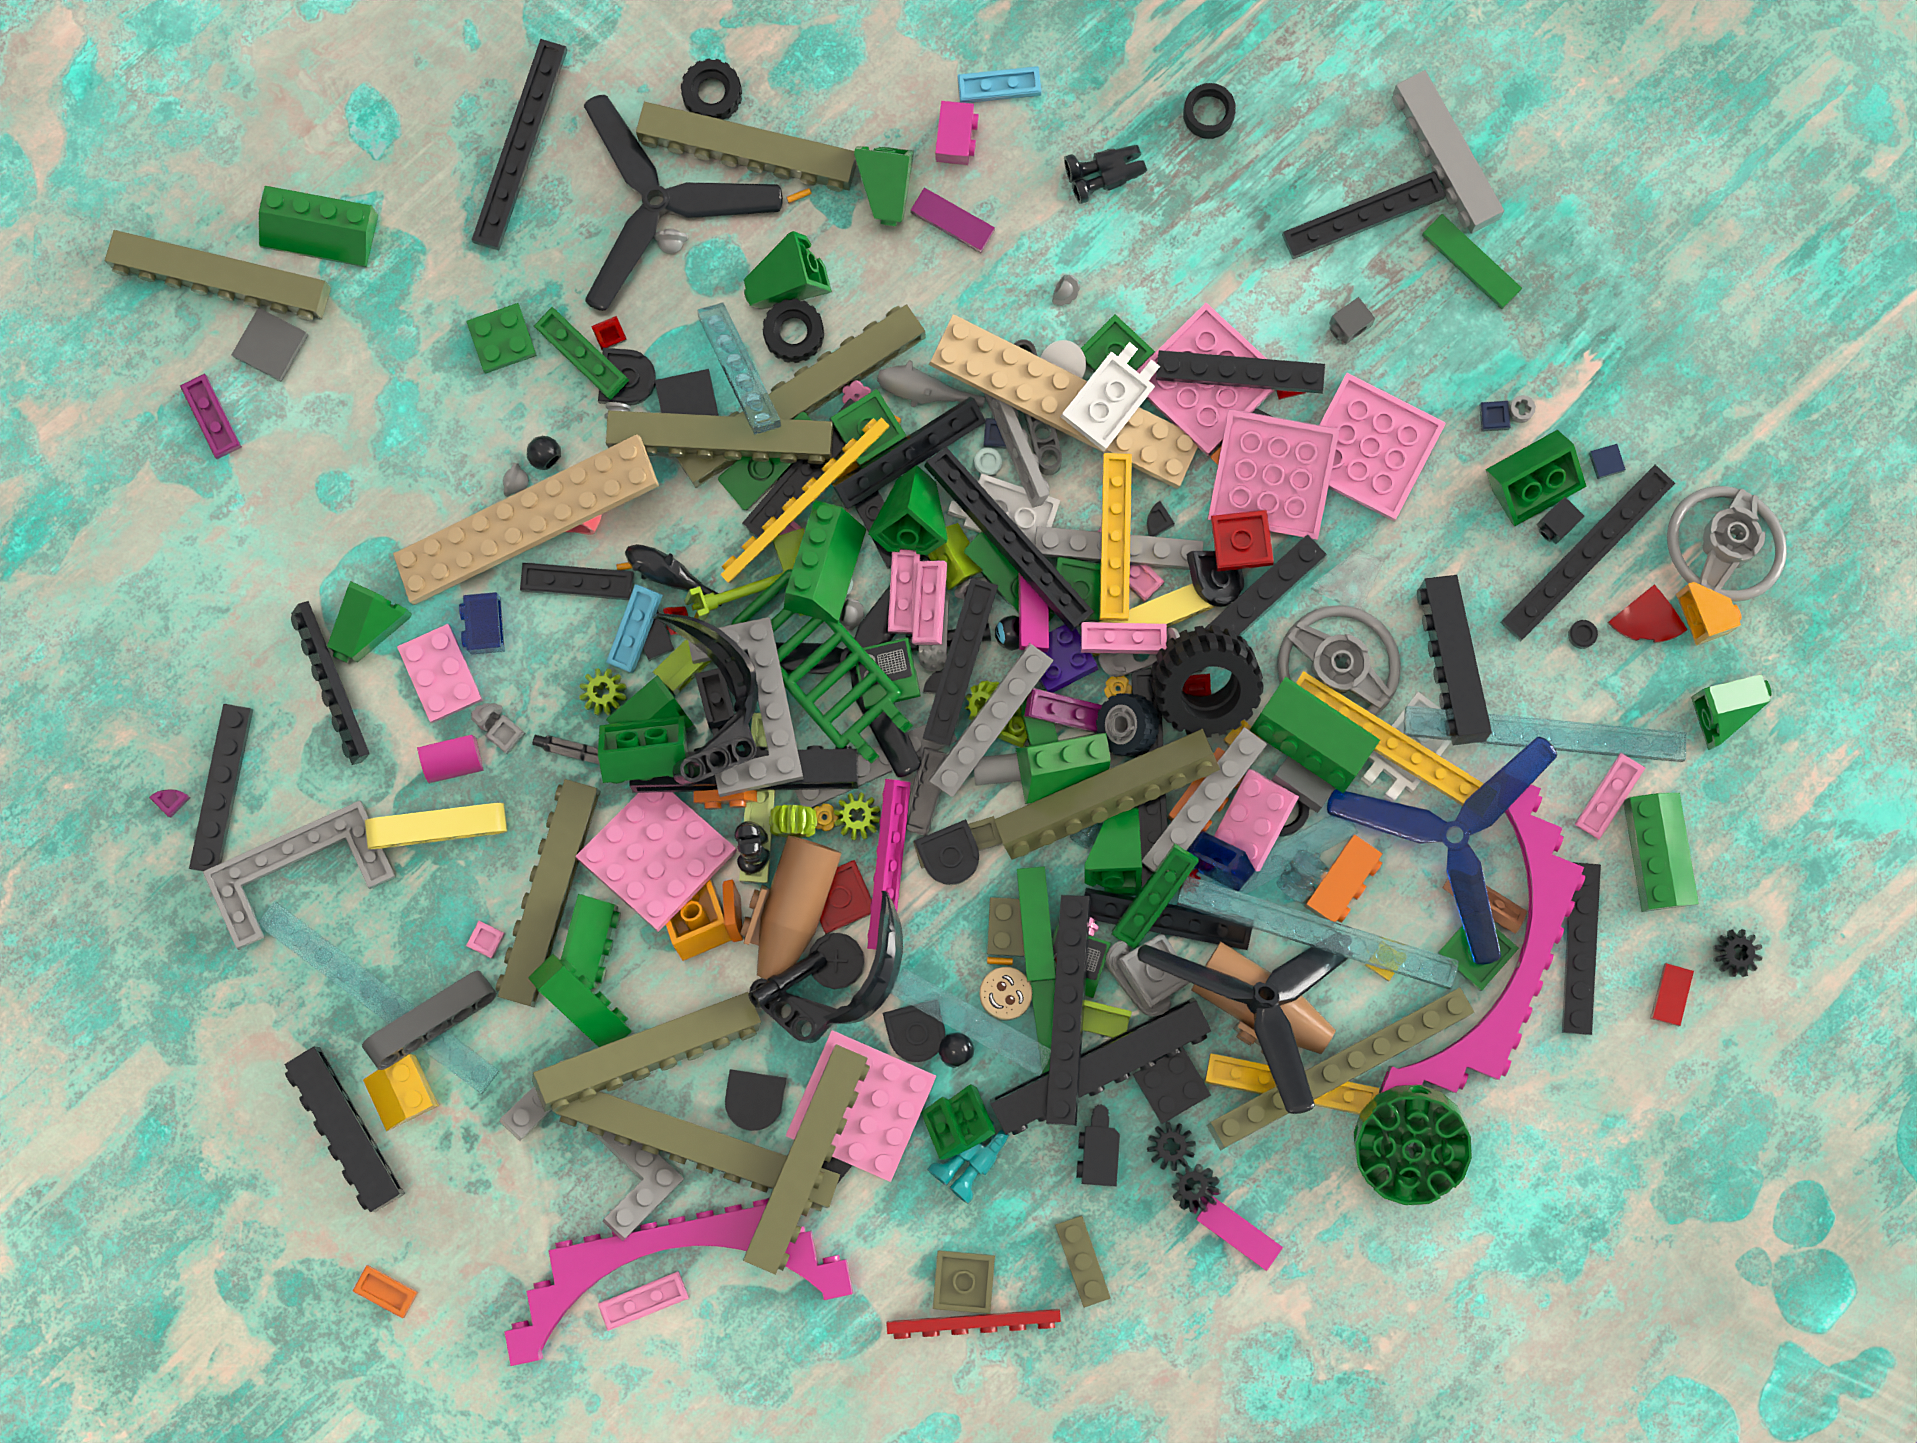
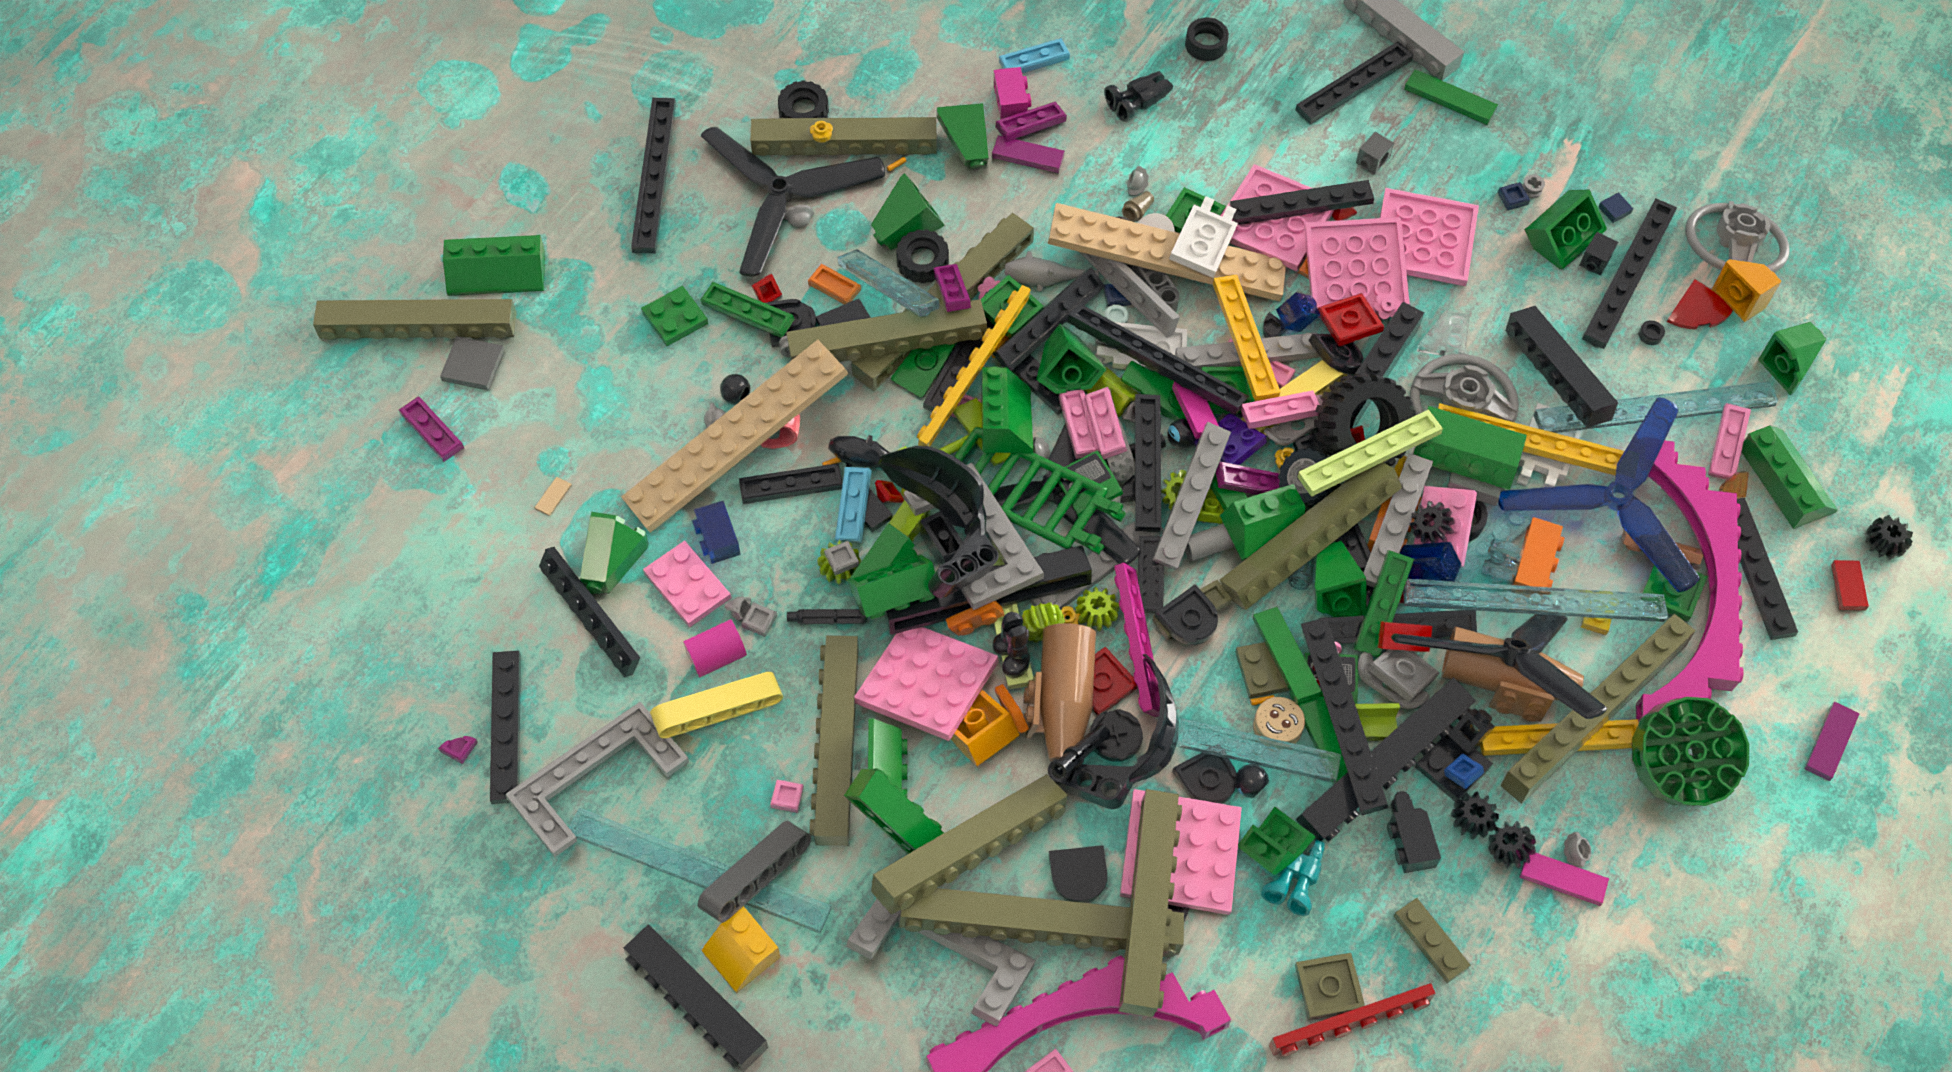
camera: 20 degrees left, 20 degrees down
(323, 531) = (553, 496): none -> tan window
(602, 694) = (841, 558): none -> light grey tile
(686, 341) = (834, 284): none -> orange tile
(723, 146) = (821, 131): none -> yellow plate
(805, 396) = (952, 287): none -> magenta tile
(968, 177) = (1031, 121): none -> magenta tile
(1054, 325) = (1136, 207): none -> dark tan cone
(1167, 936) = (1390, 628): none -> red tile
(1173, 1100) = (1464, 771): none -> blue tile
(1188, 513) = (1298, 312): none -> clear blue brick
(1194, 726) = (1369, 453): none -> yellowish green plate
(1202, 1056) = (1464, 731): none -> black brick
(1239, 830) = (1441, 519): none -> black gear
(1263, 1209) = (1577, 849): none -> light grey piece
(1289, 521) = (1383, 310): none -> bright pink plant
(1576, 1162) = (1831, 741): none -> magenta tile
(1595, 848) = (1736, 484): none -> clear orange tile

